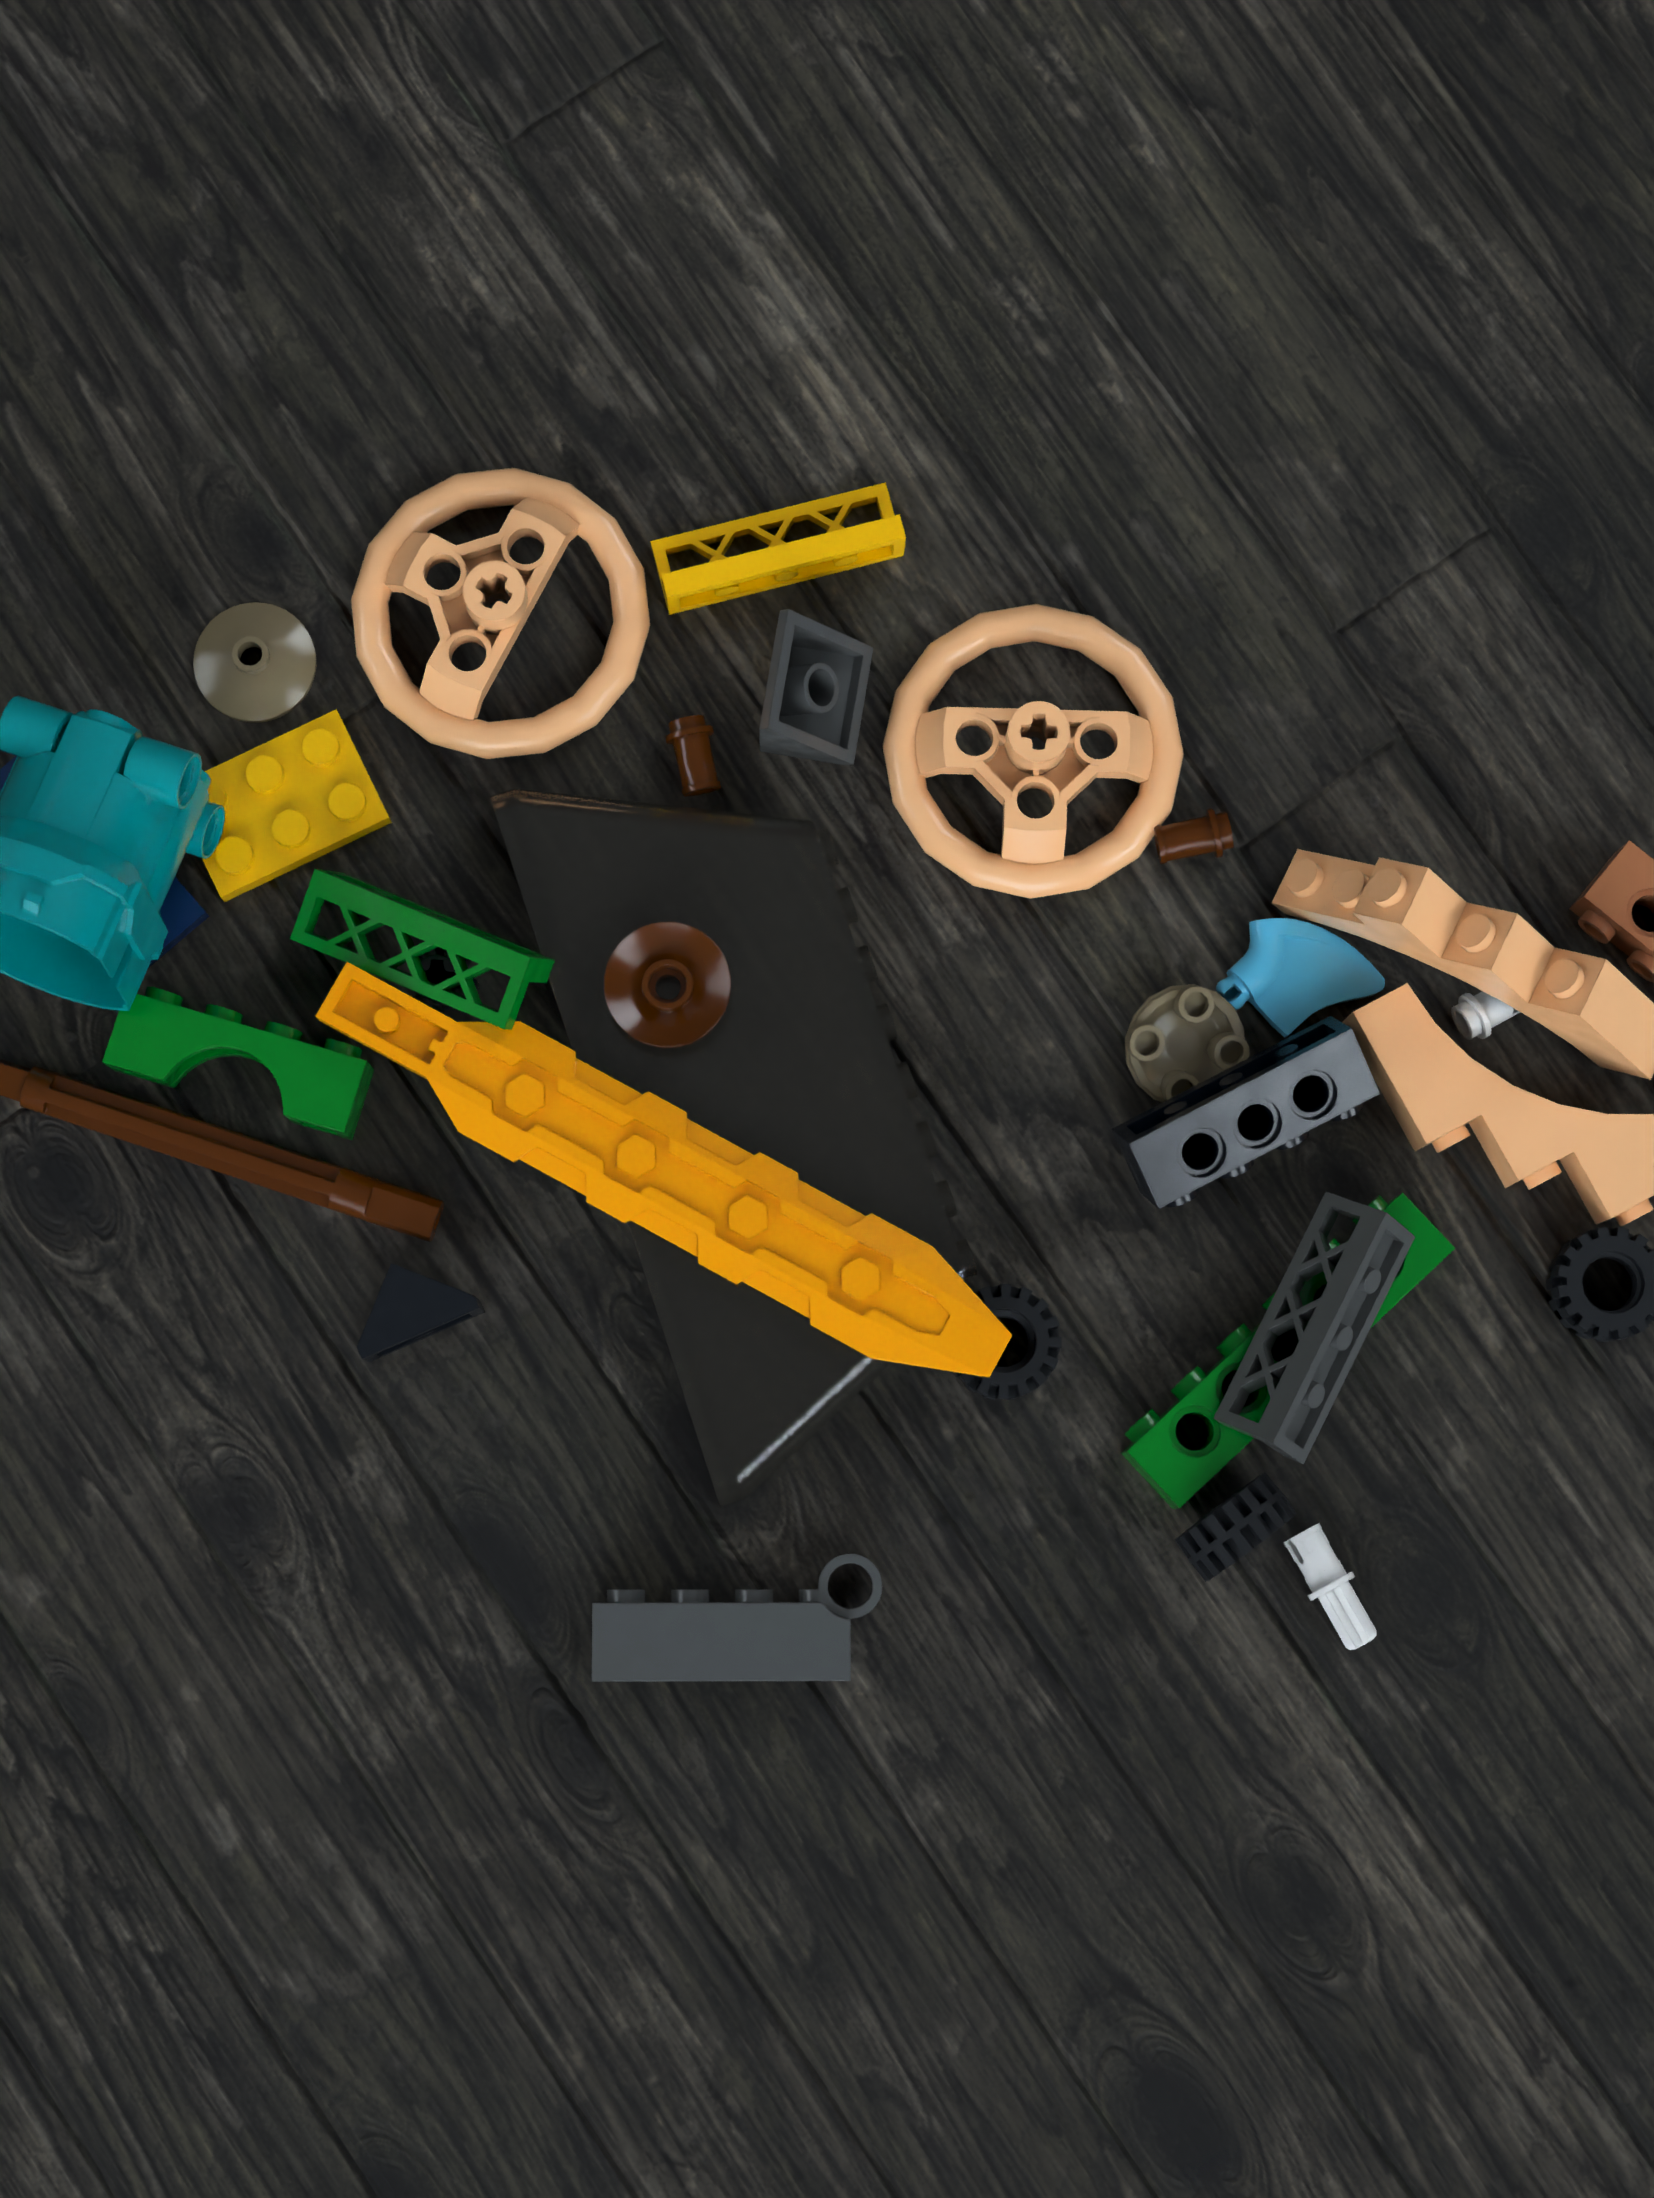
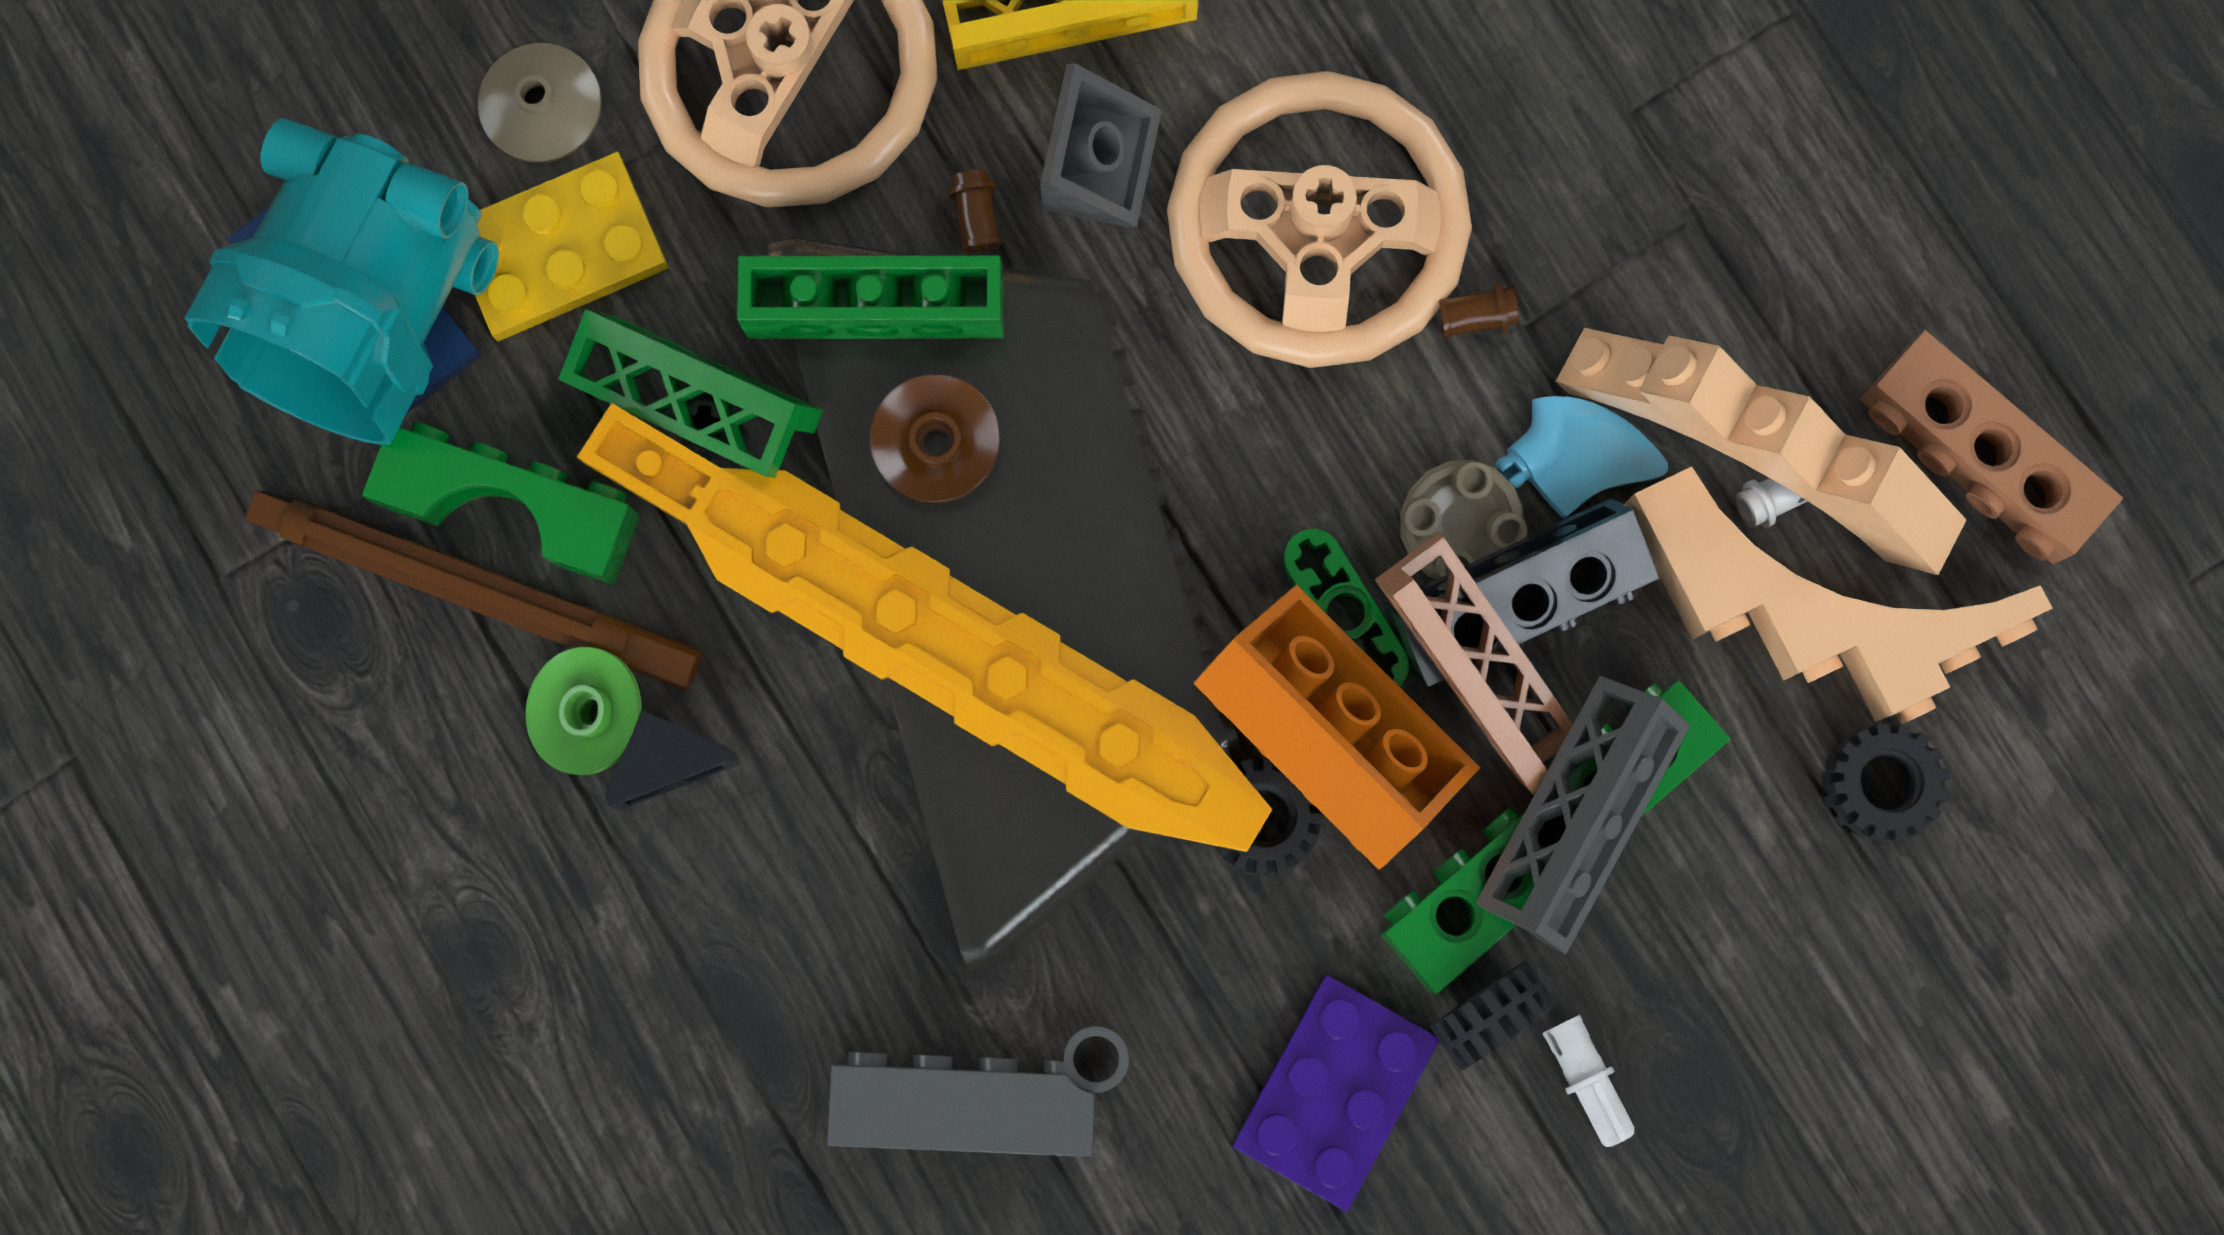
camera: 10 degrees right, 0 degrees up
(306, 1265) = (561, 708): none -> bright green dish
(599, 848) = (871, 297): none -> green brick
(1036, 1108) = (1336, 563): none -> green beam
(1072, 1251) = (1336, 726): none -> orange brick
(1084, 1609) = (1335, 1093): none -> dark purple plate
(1191, 1196) = (1469, 680): none -> nougat fence

